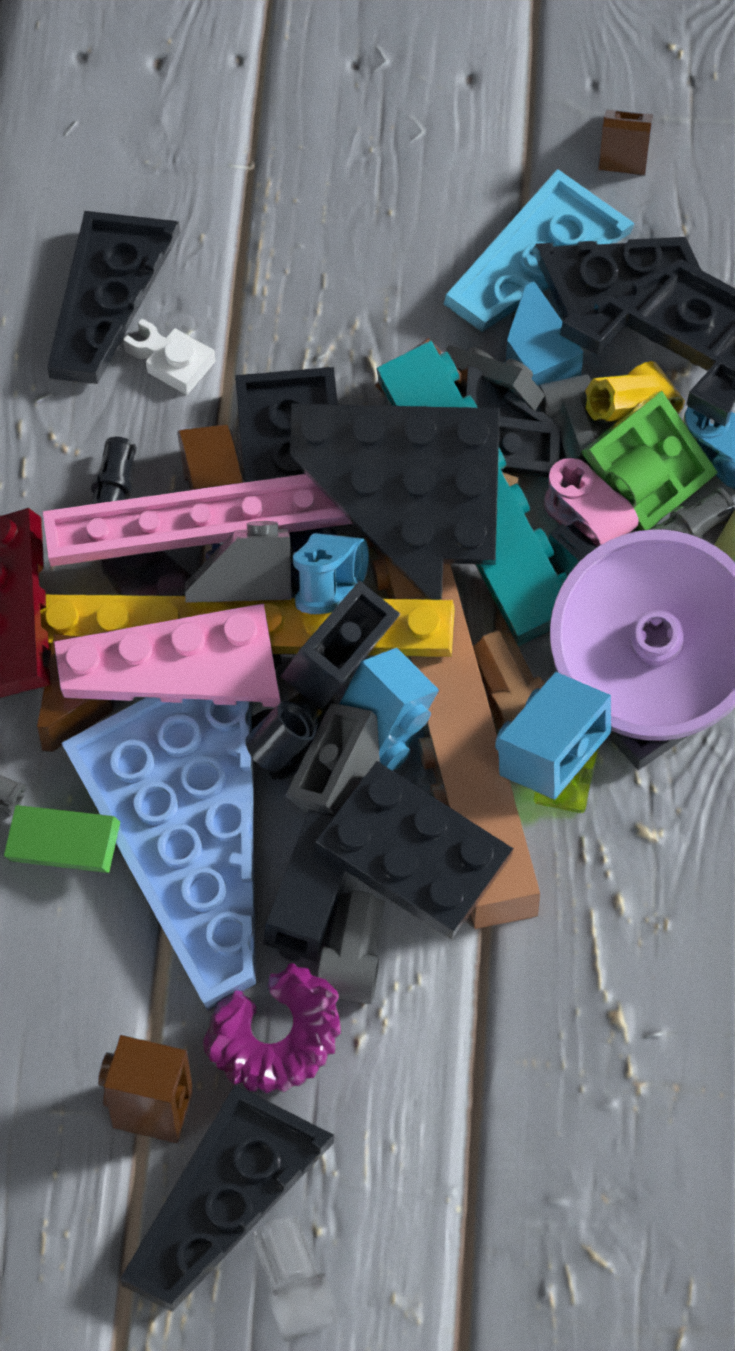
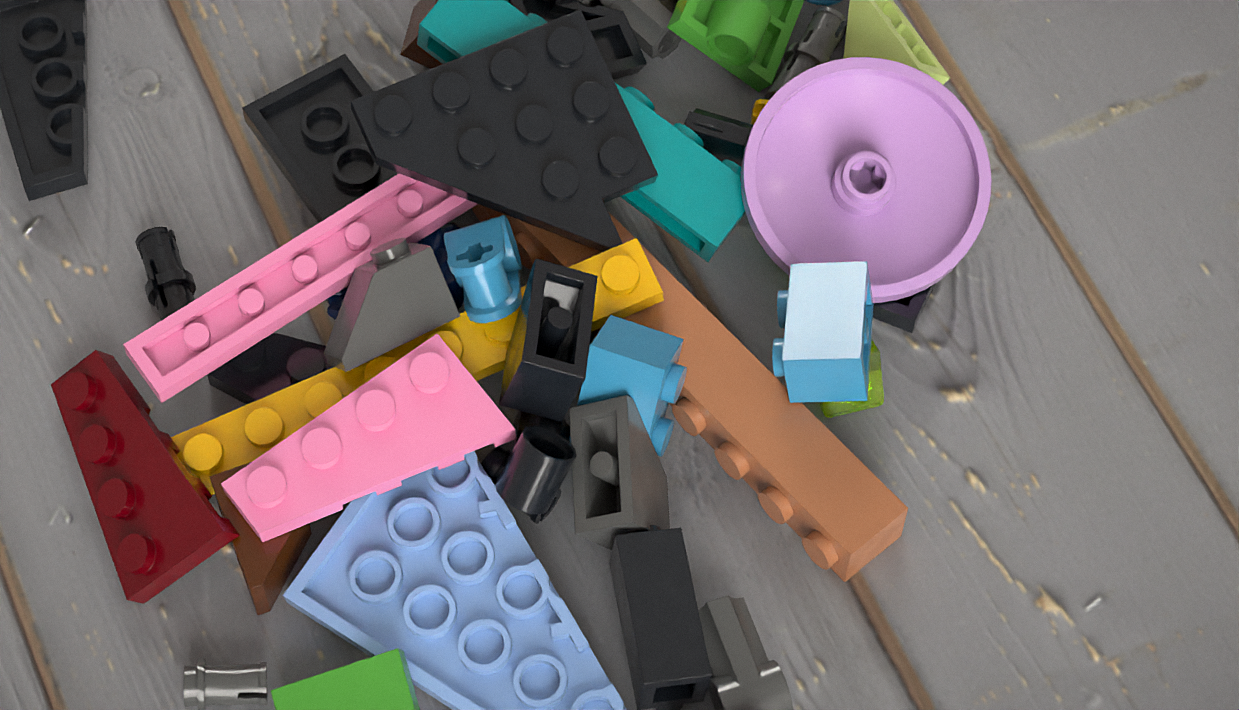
camera: 30 degrees left, 0 degrees up
(173, 359) = (157, 122): white plate -> none
(208, 457) = (265, 209): reddish brown slope -> none
(413, 850) = (754, 525): black plate -> none
(504, 675) = (739, 305): medium nougat piece -> none
(590, 505) = (700, 81): bright pink piece -> none

